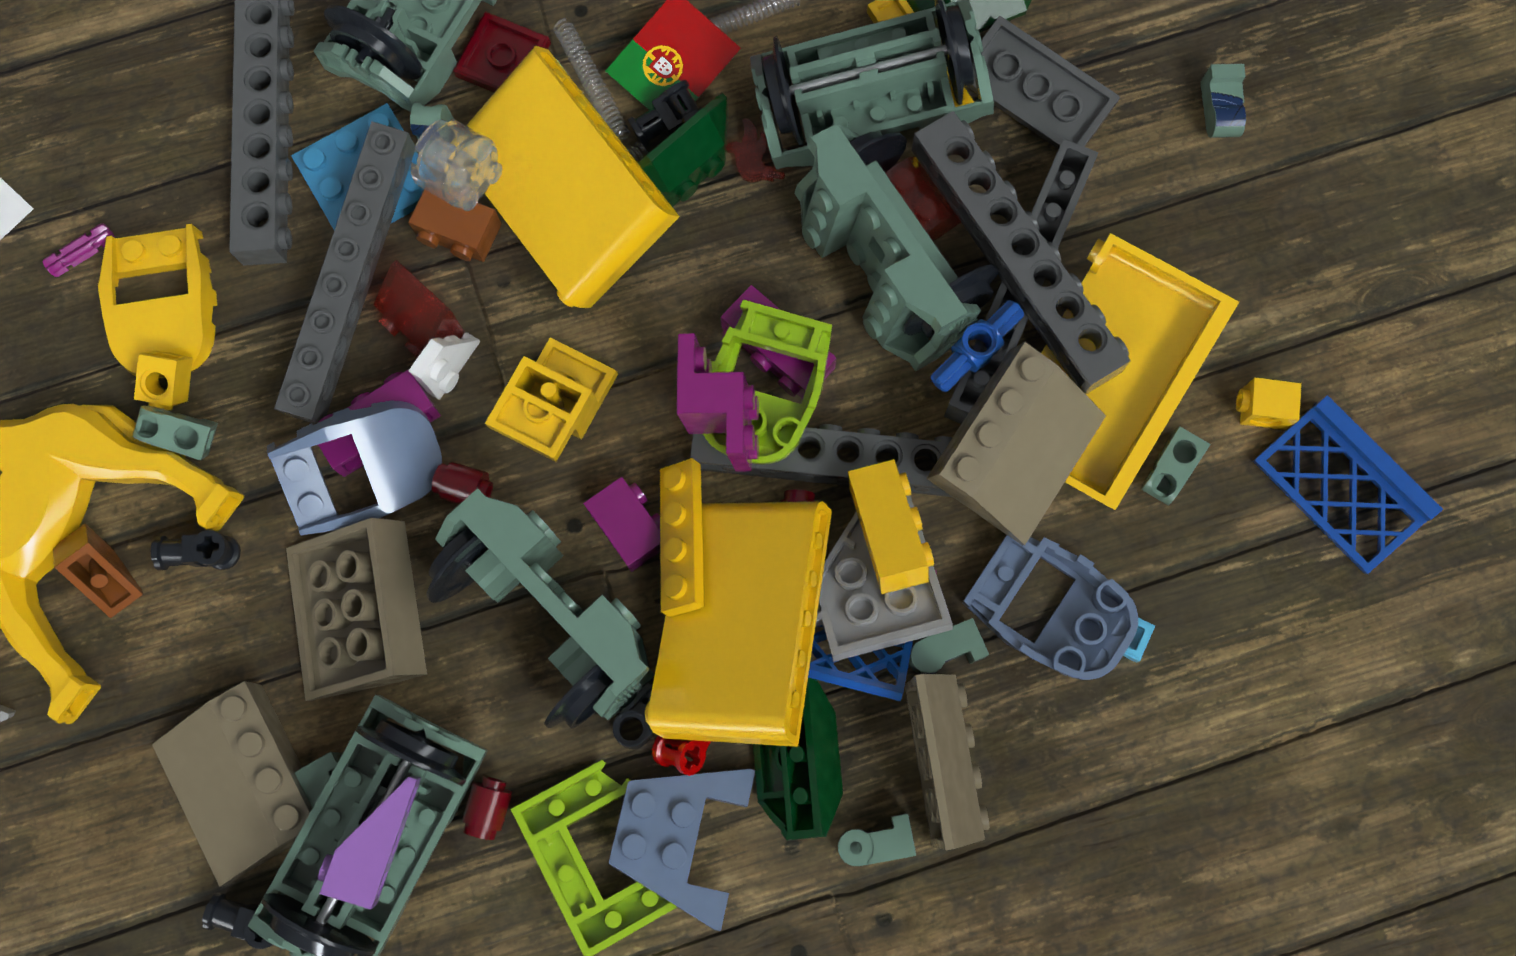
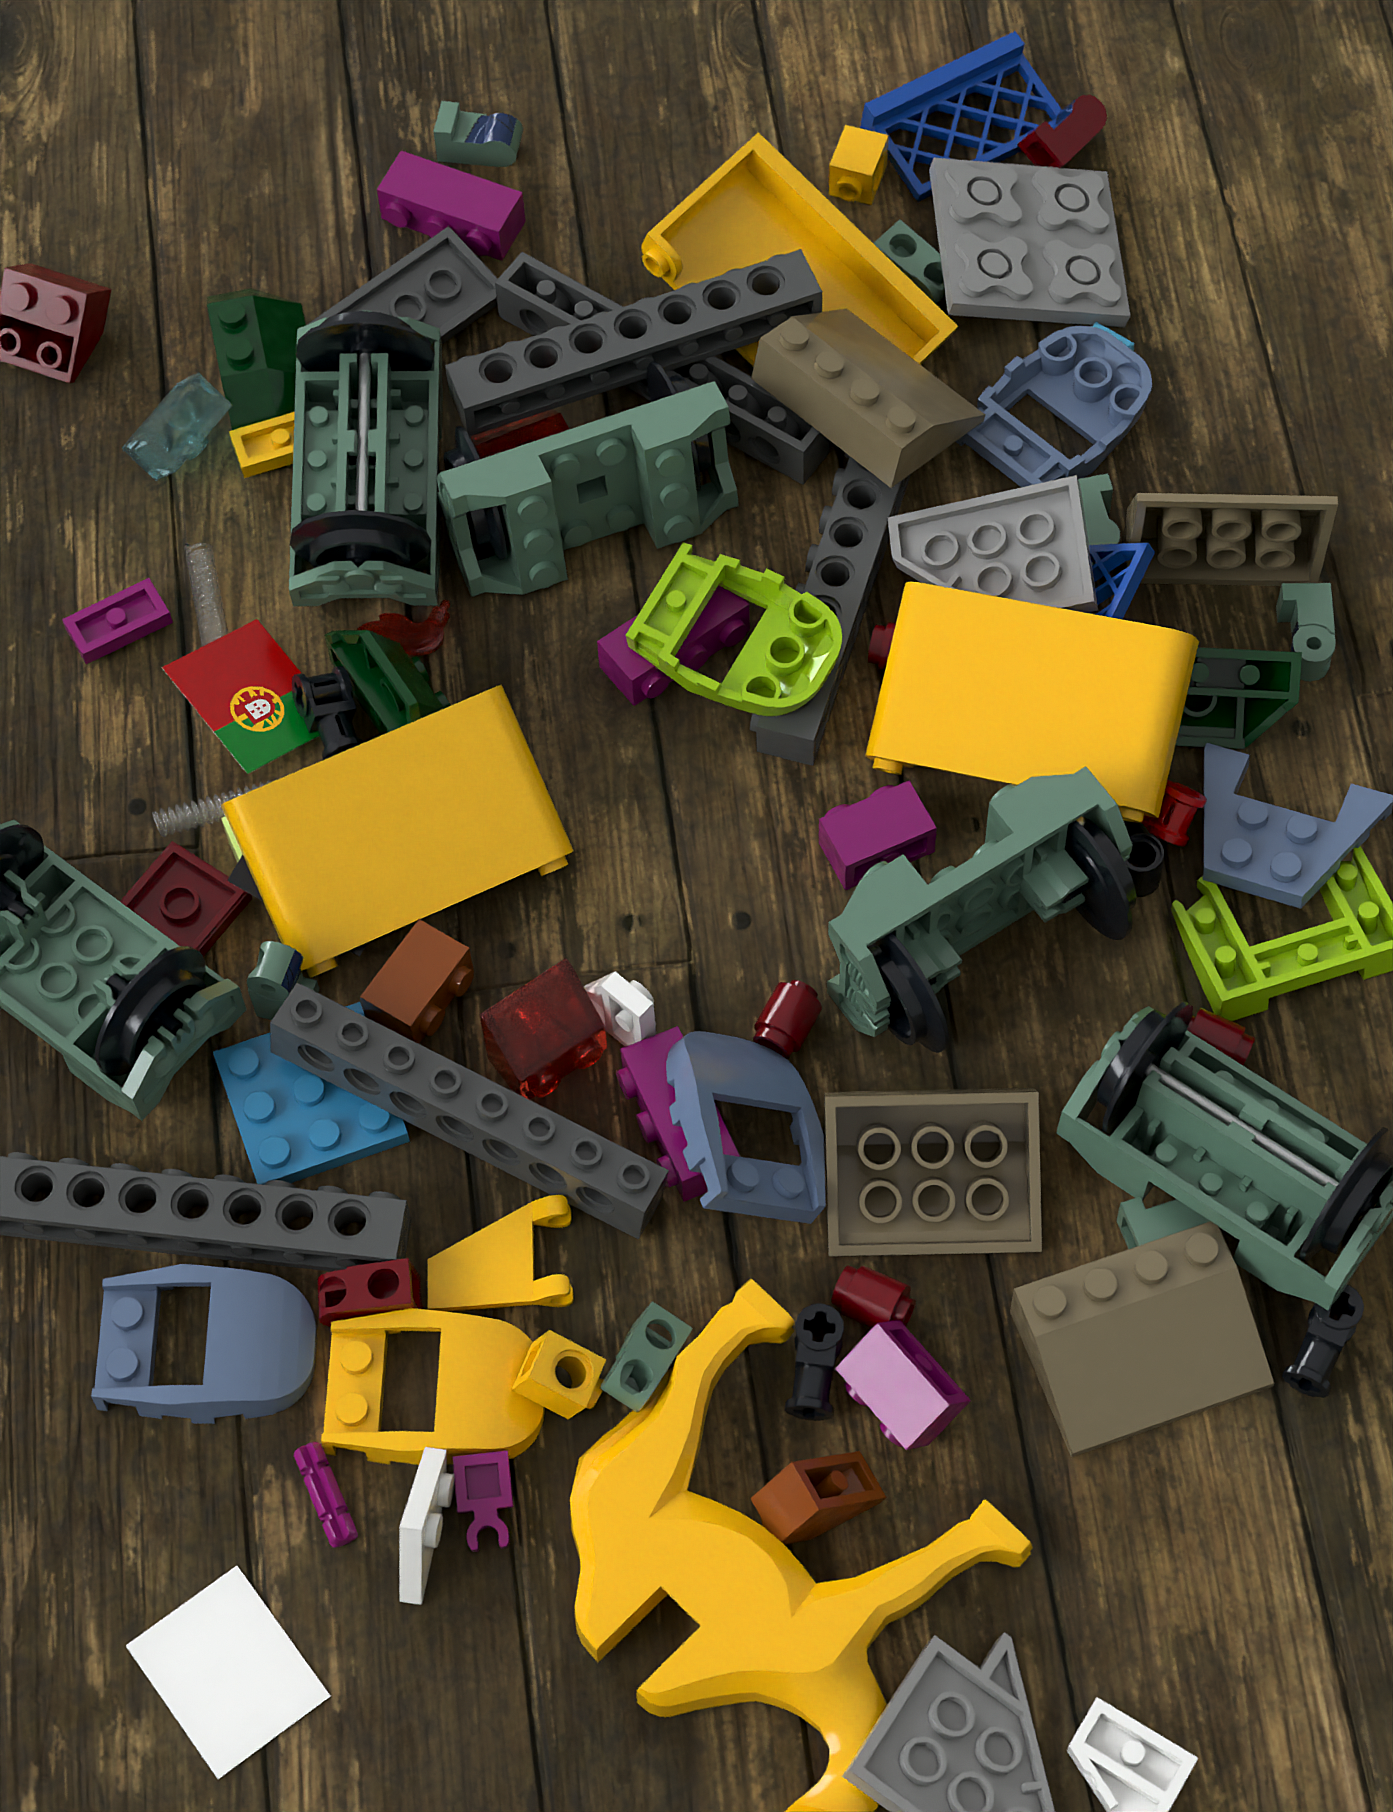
camera: 80 degrees left, 15 degrees down
(51, 311) = (423, 1523): none -> white wing
(85, 349) = (484, 1488): none -> magenta plate
(176, 614) = (901, 1385): none -> brick
(179, 180) = (255, 1353): none -> sand blue slope
(212, 247) = (368, 1290): none -> dark red leg
(248, 584) = (872, 1297): none -> dark red brick
(251, 323) = (498, 1264): none -> yellow flag
(364, 859) = (1264, 1099): medium lavender slope -> none
(455, 163) = (359, 928): clear brick -> none
(551, 399) = (699, 883): yellow bracket -> none
(681, 538) = (913, 754): yellow plate -> none
(716, 403) = (772, 646): magenta bracket -> none
(890, 526) = (946, 525): yellow brick -> none
(990, 333) = (748, 404): blue axle -> none
(1148, 97) = (435, 196): none -> magenta brick
(1220, 556) = (1028, 243): none -> light grey piece
(1355, 579) = (1073, 130): none -> dark red leg

